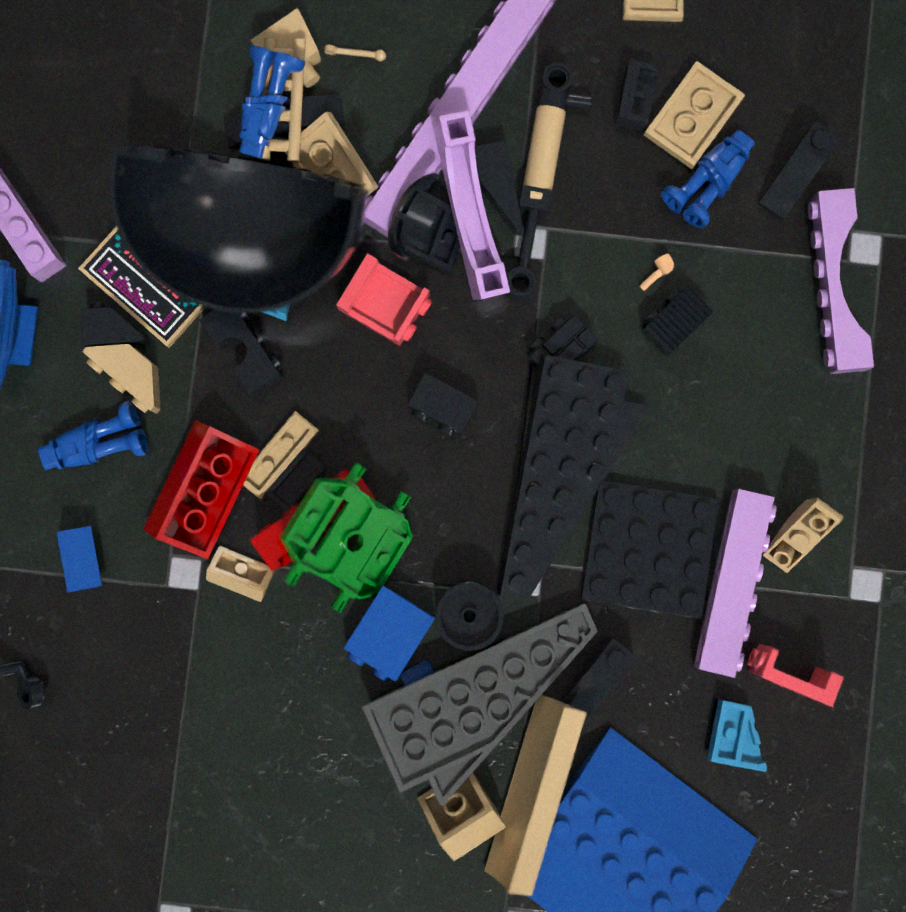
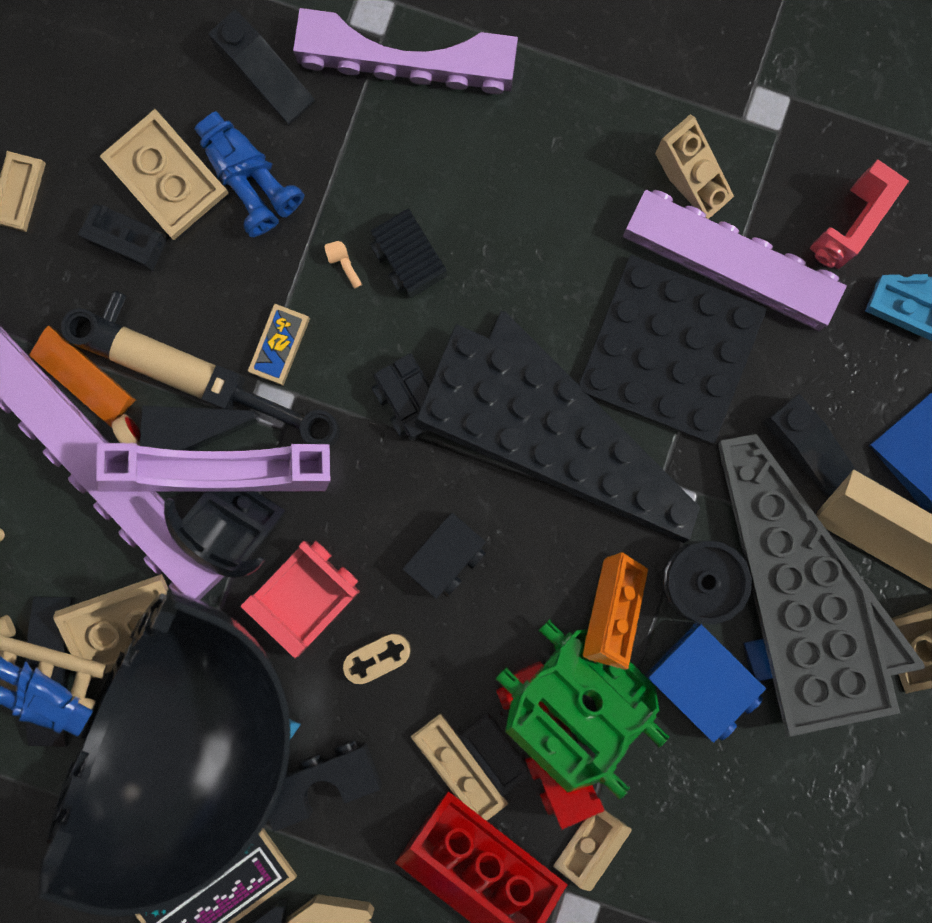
camera: 75 degrees left, 0 degrees up
(344, 375) = (381, 666): none -> tan beam
(429, 549) = (616, 611): none -> orange slope
(484, 133) = (126, 430): none -> tan tile
(519, 89) = (81, 376): none -> orange slope
(580, 236) = (278, 344): none -> tile

